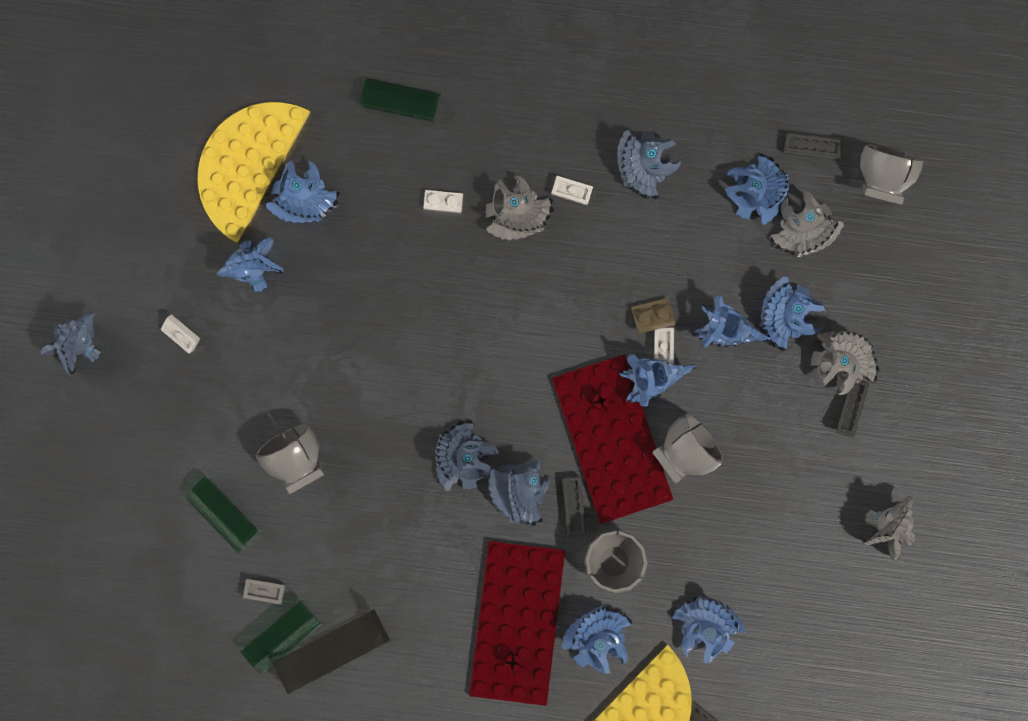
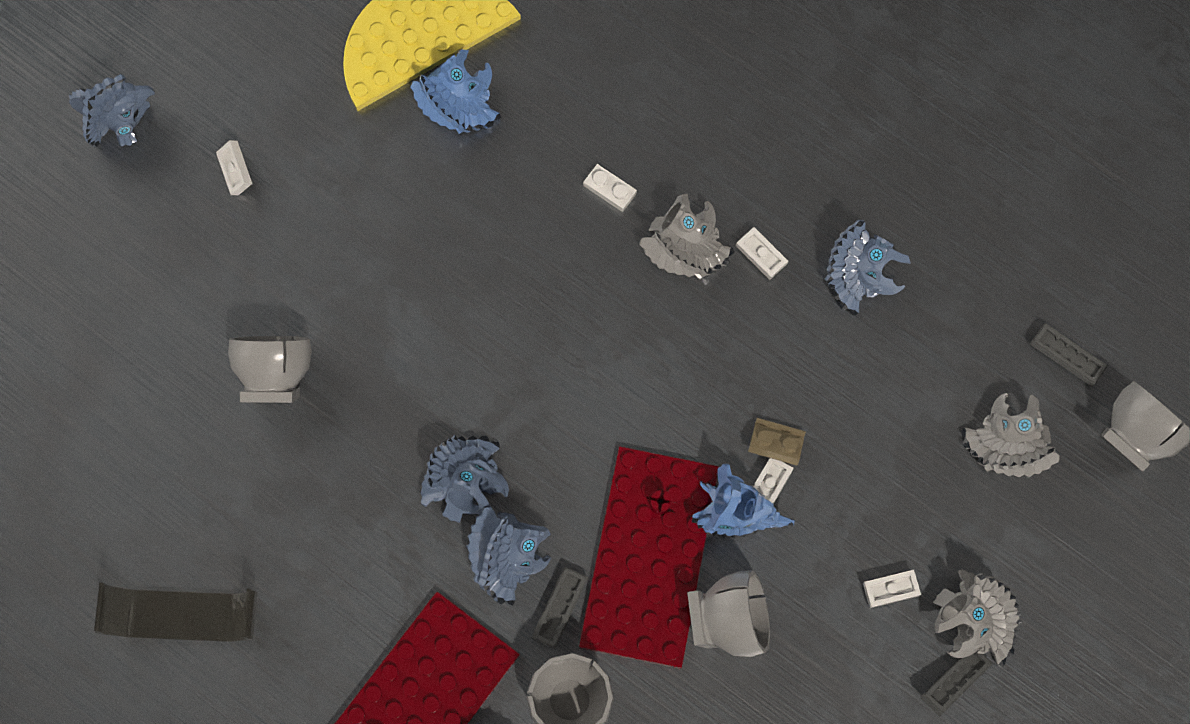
camera: 25 degrees right, 10 degrees down
(222, 514) = (154, 387): clear green brick -> none
(250, 263) = (356, 133): medium blue piece -> none
(264, 591) = (145, 501): light grey plate -> none
(281, 637) = (132, 564): clear green brick -> none
(400, 100) = (625, 56): clear green brick -> none
(727, 327) = (858, 501): medium blue piece -> none
(761, 188) = (983, 368): medium blue piece -> none
(779, 371) = (891, 589): none -> white plate
(785, 313) = (934, 523): medium blue piece -> none

